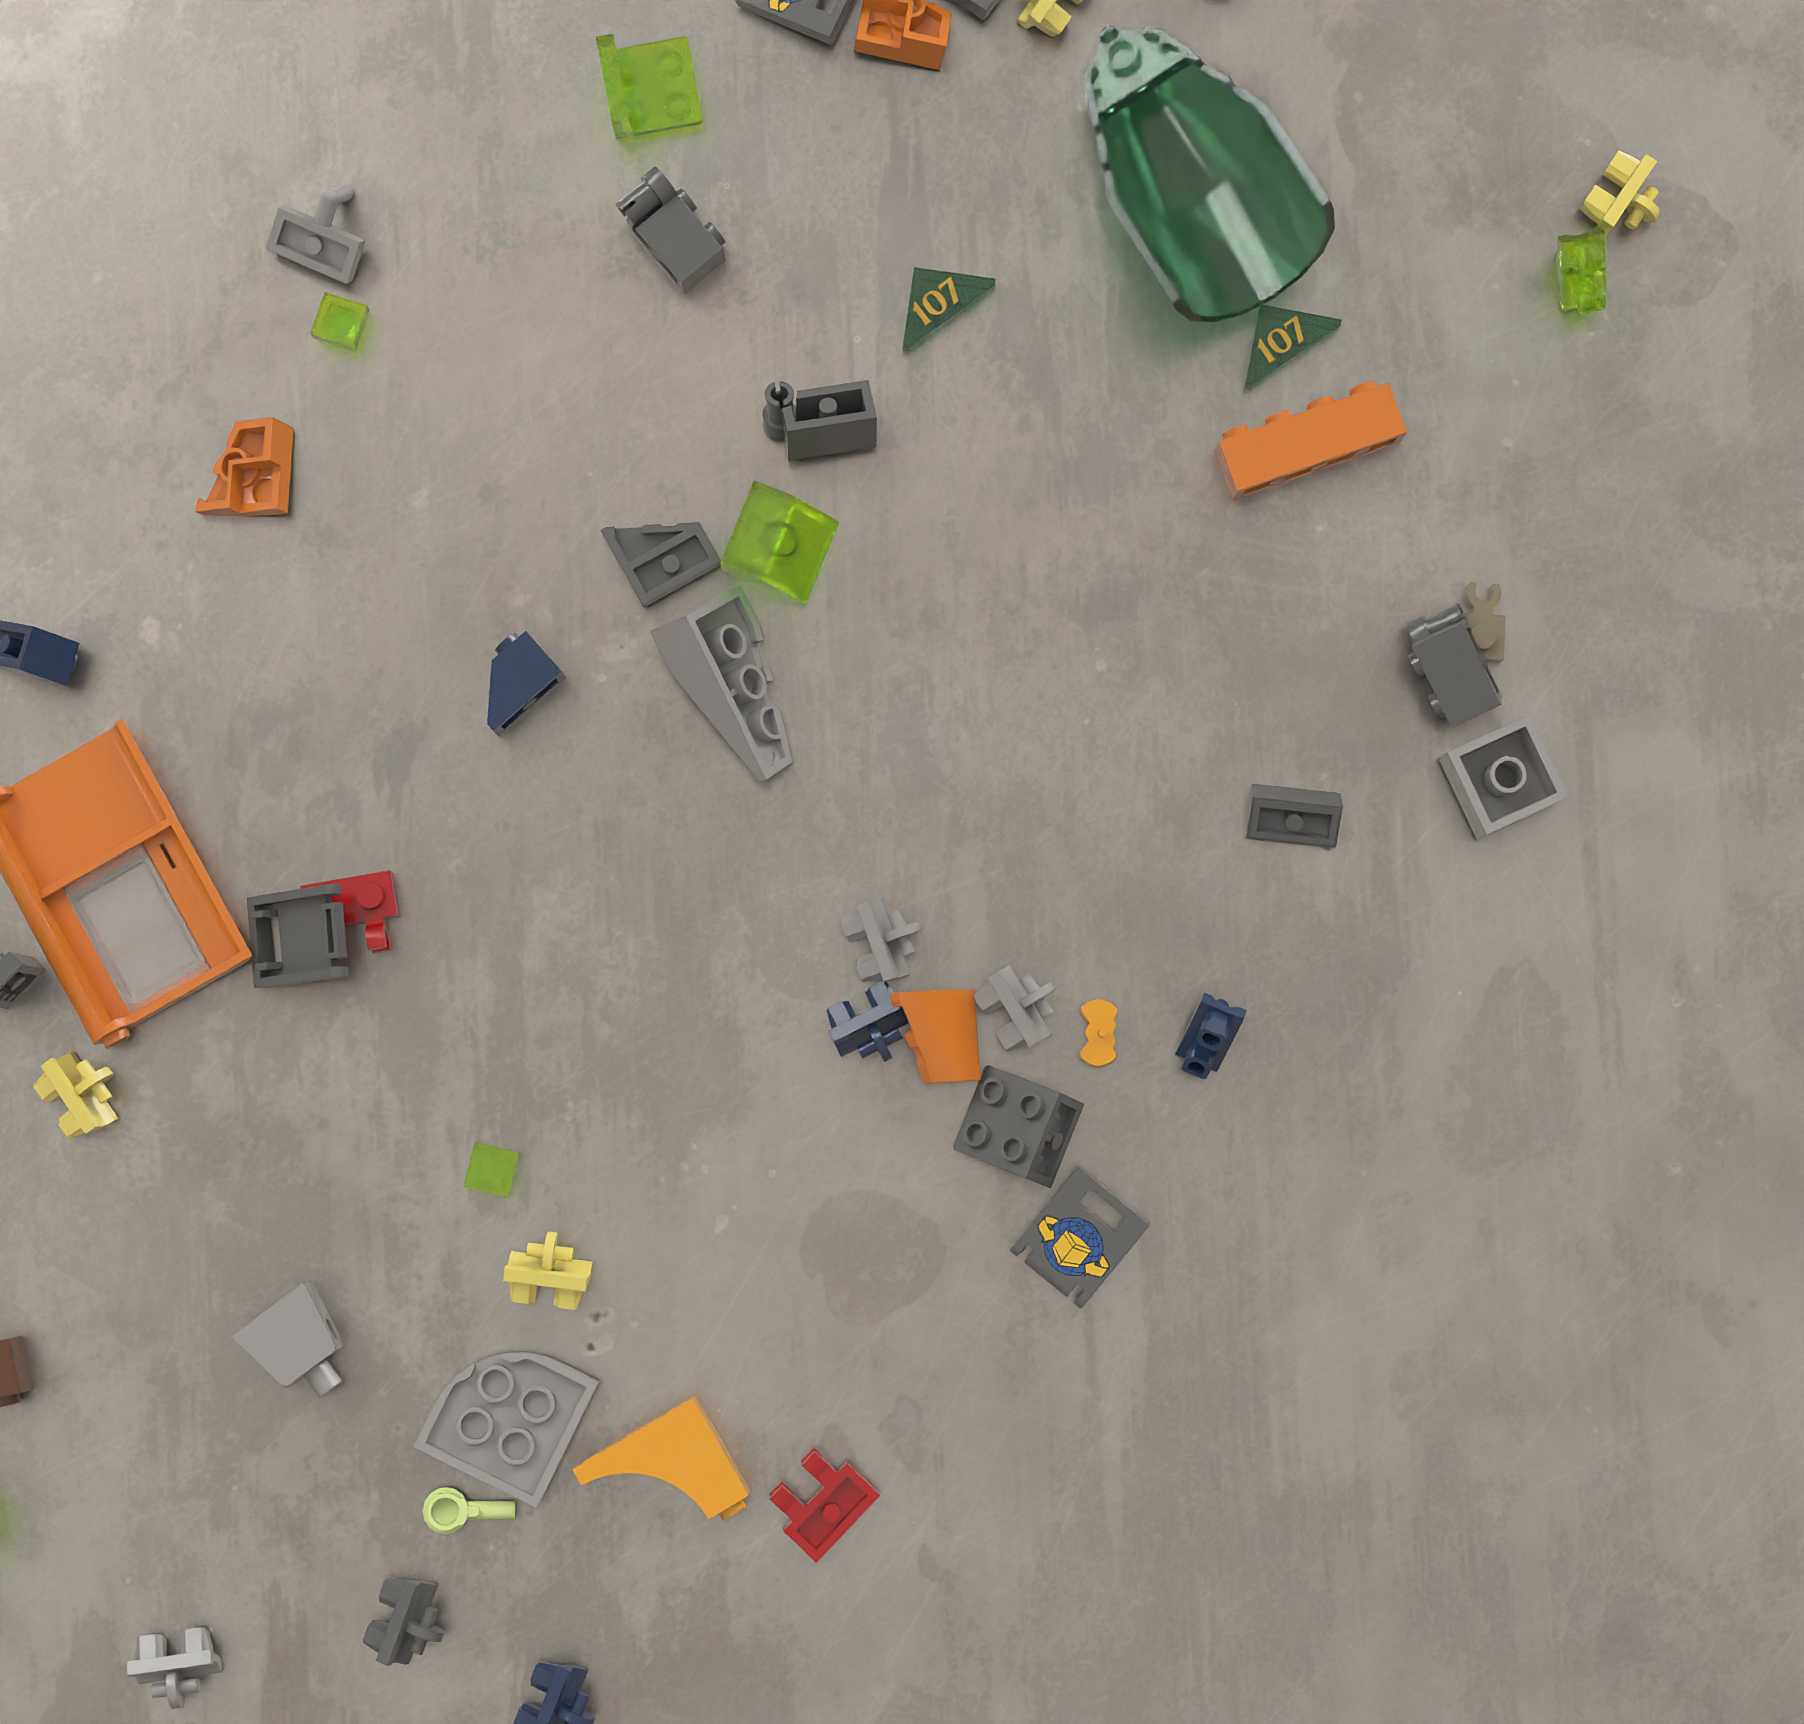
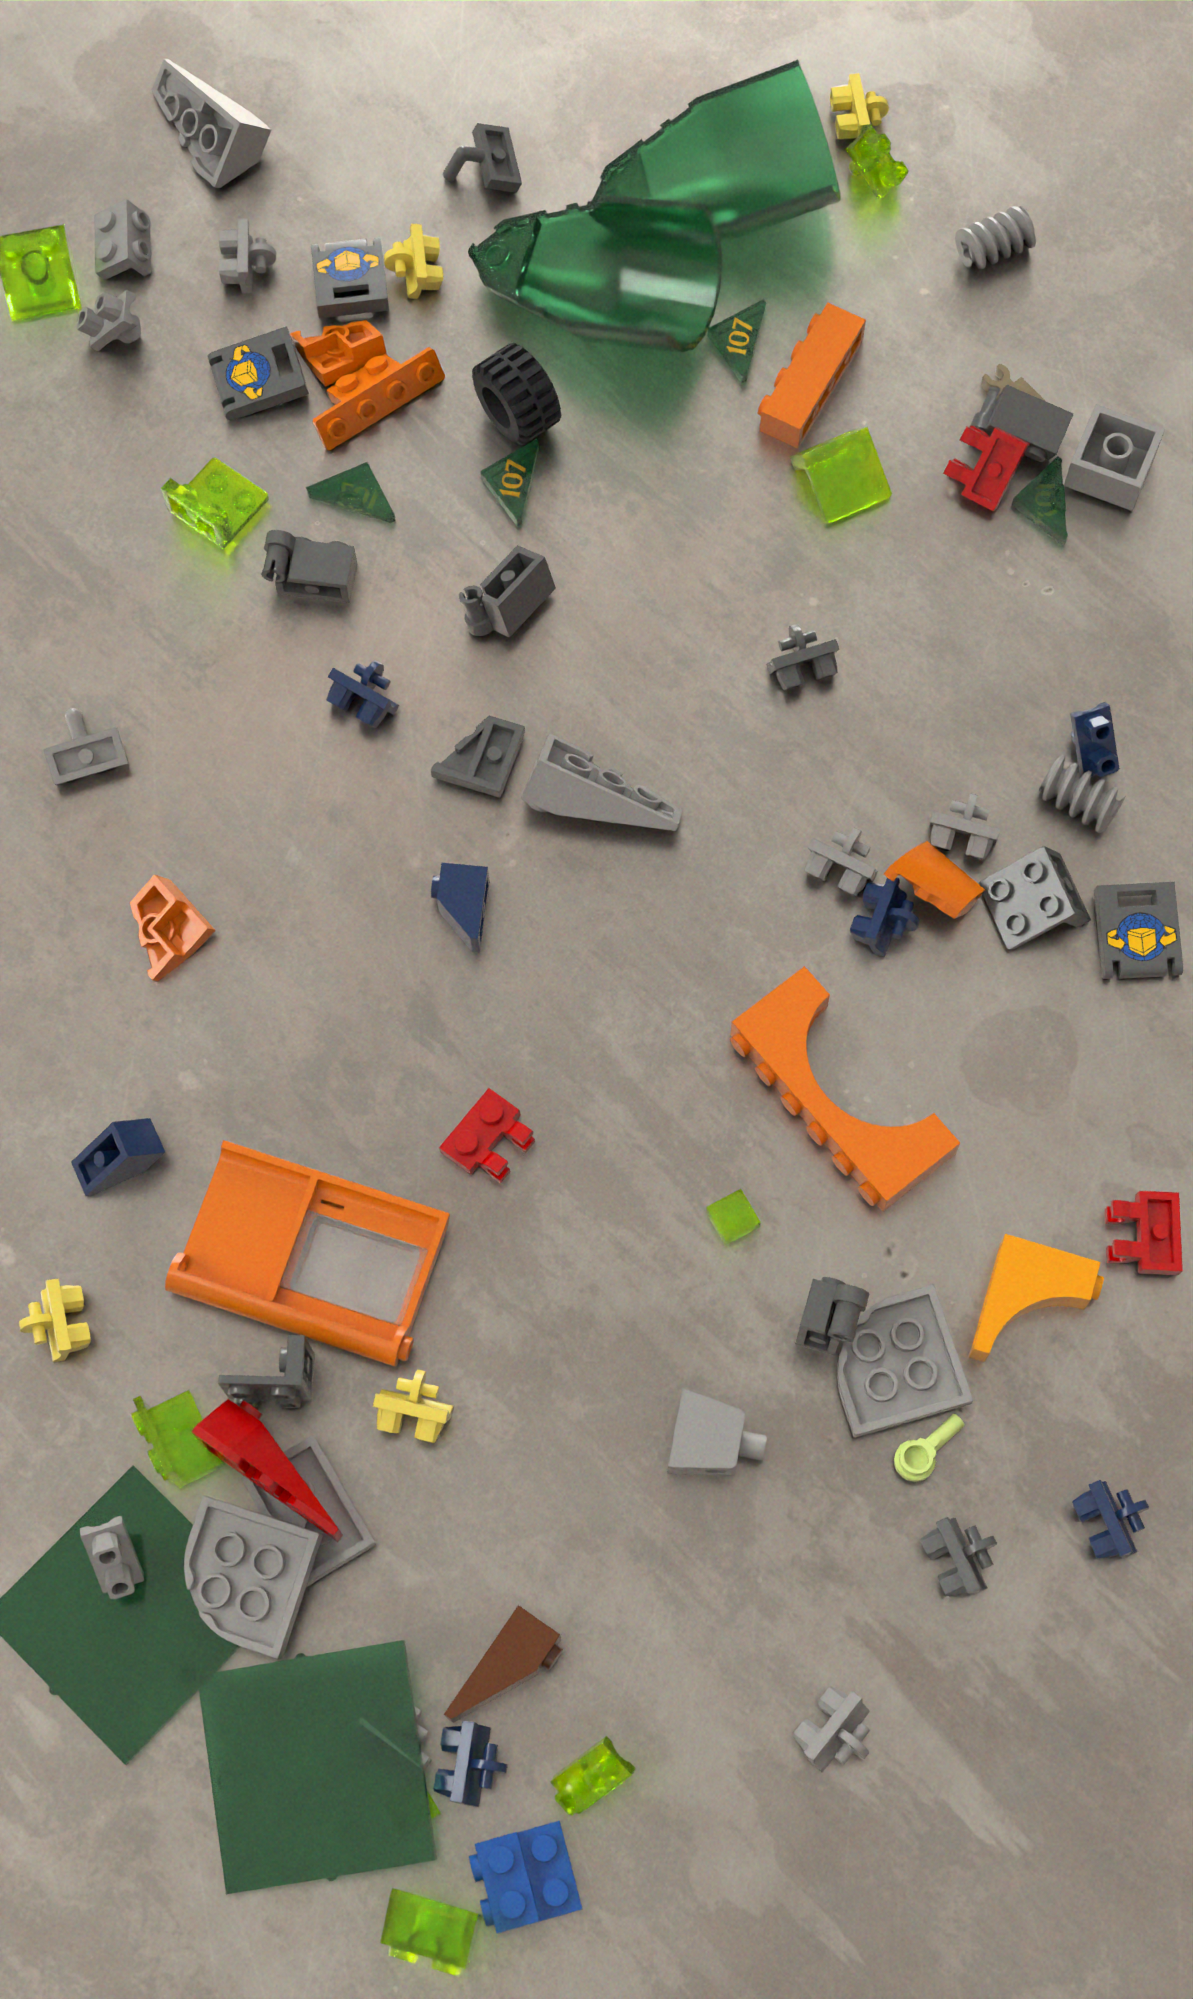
camera: 40 degrees left, 15 degrees down
(309, 936) = (474, 1165): dark grey container -> none
(339, 321) = (144, 789): clear neon green plate -> none
(477, 1335) = (830, 1314): none -> dark grey hinge
(548, 1267) = (849, 1237): light yellow hips -> none
(615, 395) = (345, 689): none -> dark blue hips
(658, 1236) = (880, 1158): none -> orange arch
(778, 543) = (548, 689): clear neon green slope -> none
(787, 184) = (354, 491): none -> clear green tile
(889, 97) = (374, 393): none -> orange bracket
(1006, 223) = (516, 394): none -> black tyre
(1048, 726) = (820, 656): none -> dark grey hips
(1100, 1043) = (1026, 805): light orange piece -> none
(1150, 1069) = (1080, 794): none -> light grey piece
(1243, 564) = (844, 473): none -> clear neon green bracket
(1294, 815) = (1014, 586): dark grey slope -> none
(1382, 689) = (994, 469): none -> red plate
(1405, 757) = (1045, 501): none -> clear green tile
(1426, 159) = (741, 150): none -> clear green windscreen
(1621, 451) = (995, 236): none -> light grey piece

